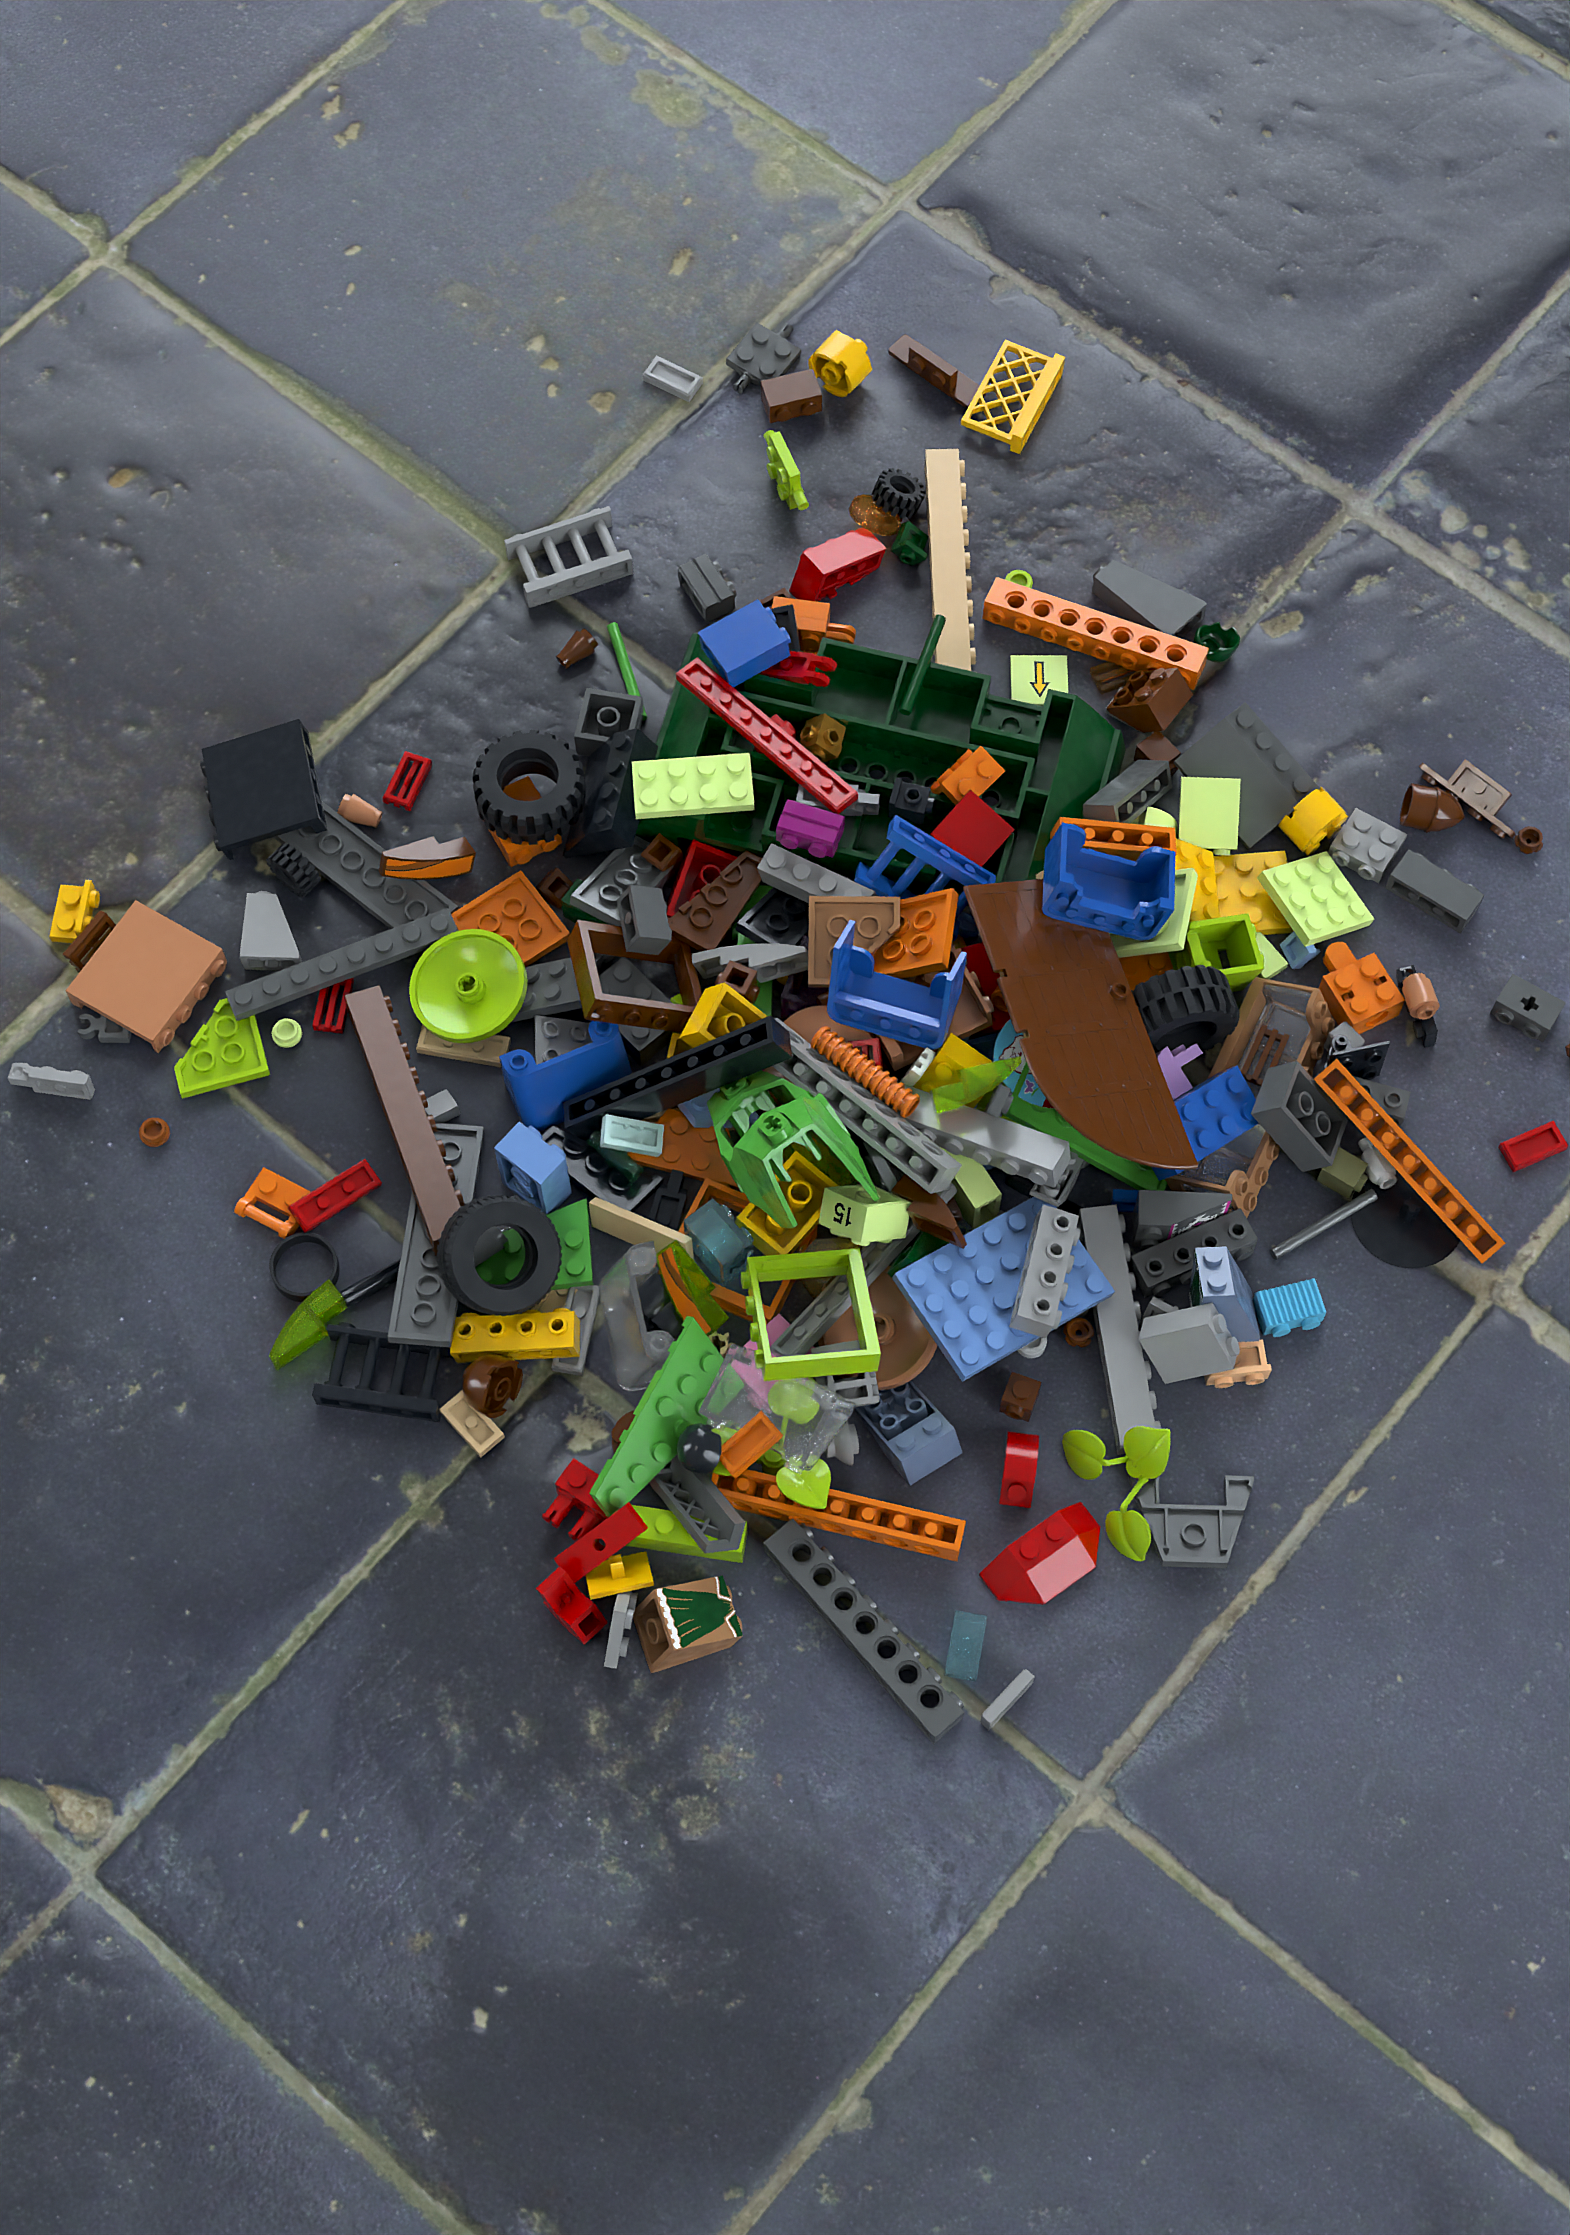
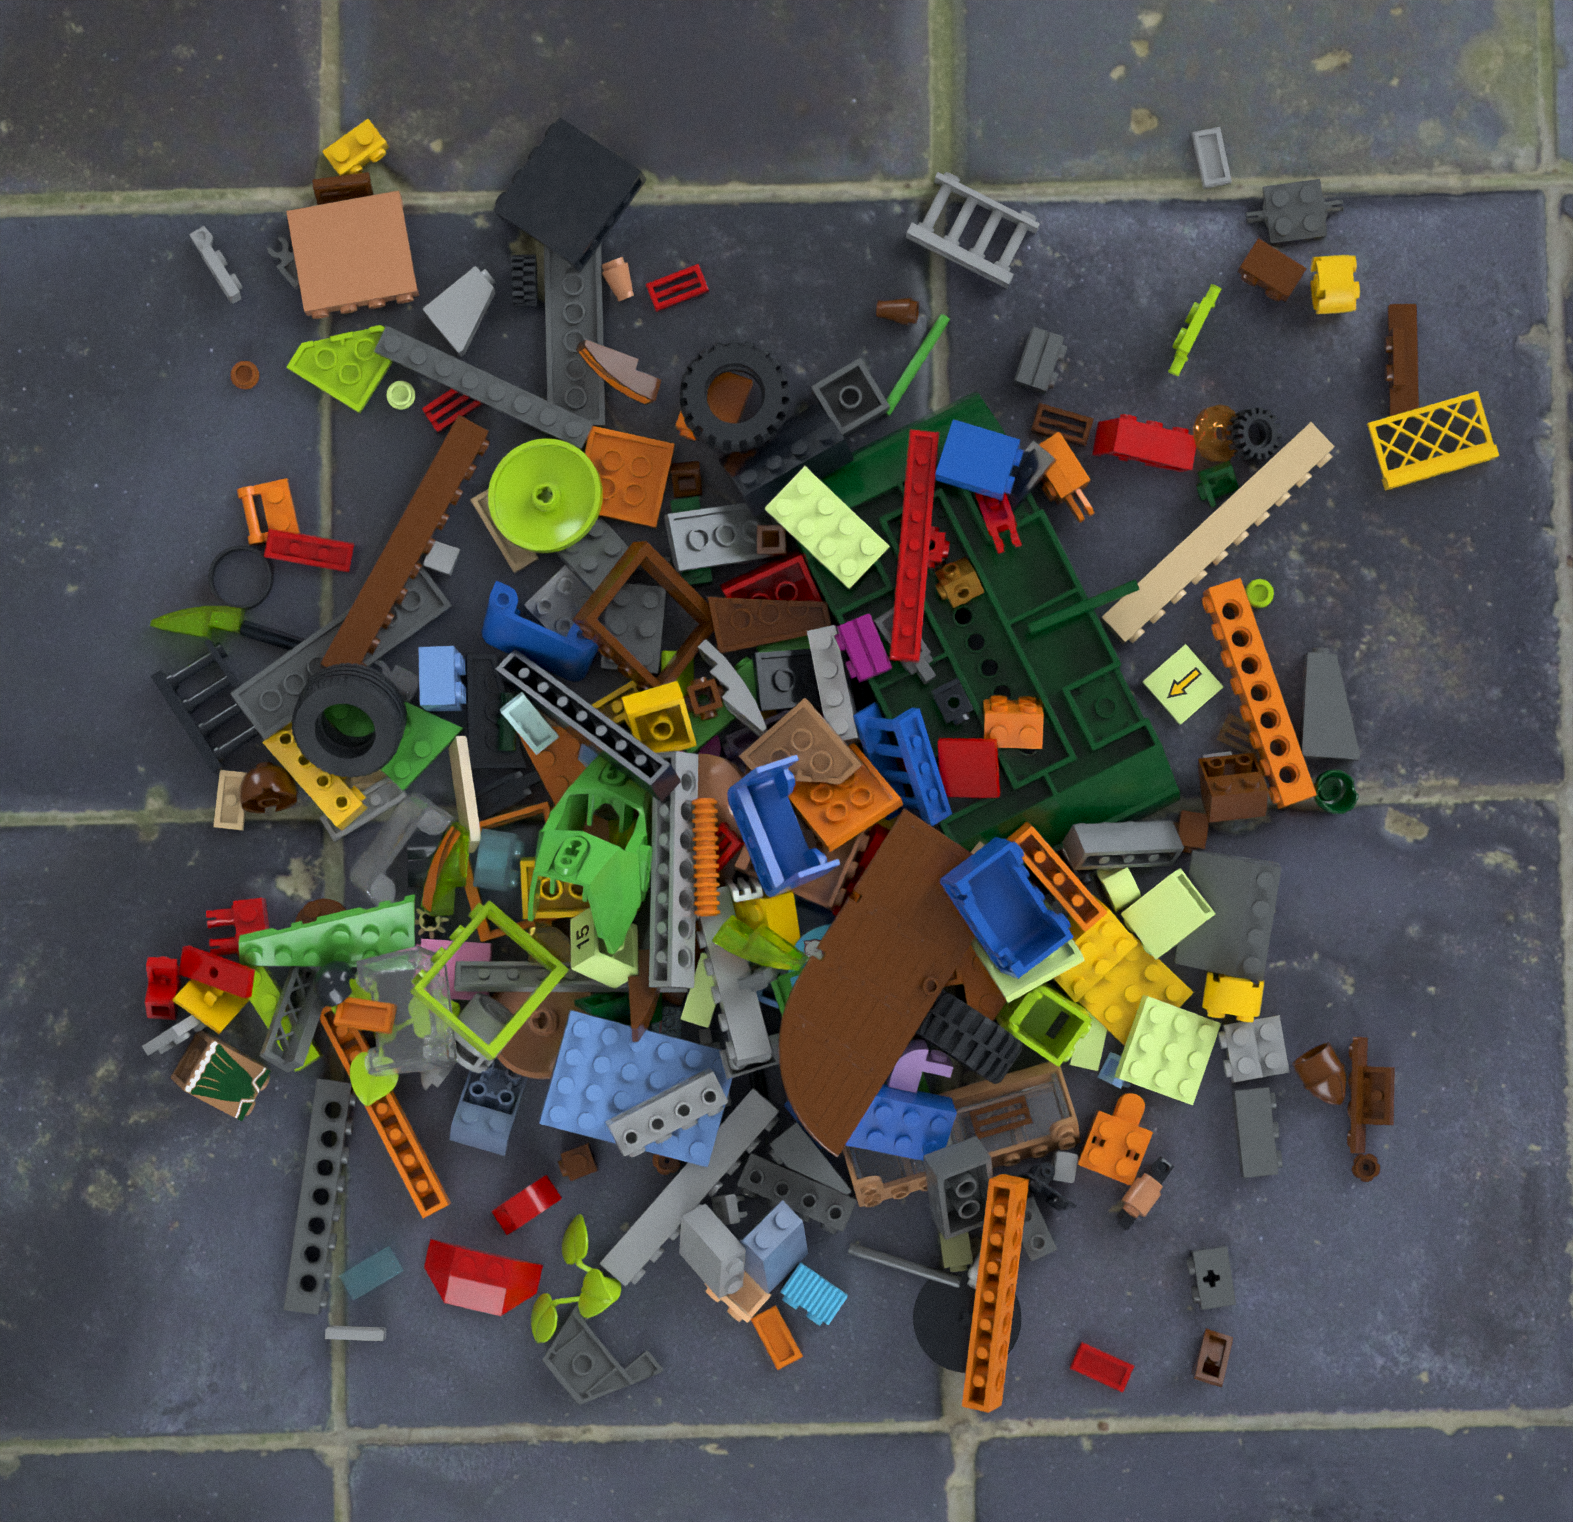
camera: 50 degrees right, 20 degrees up
(644, 919) = (693, 586): dark grey brick -> none
(1301, 1368) = (776, 1337): none -> orange tile

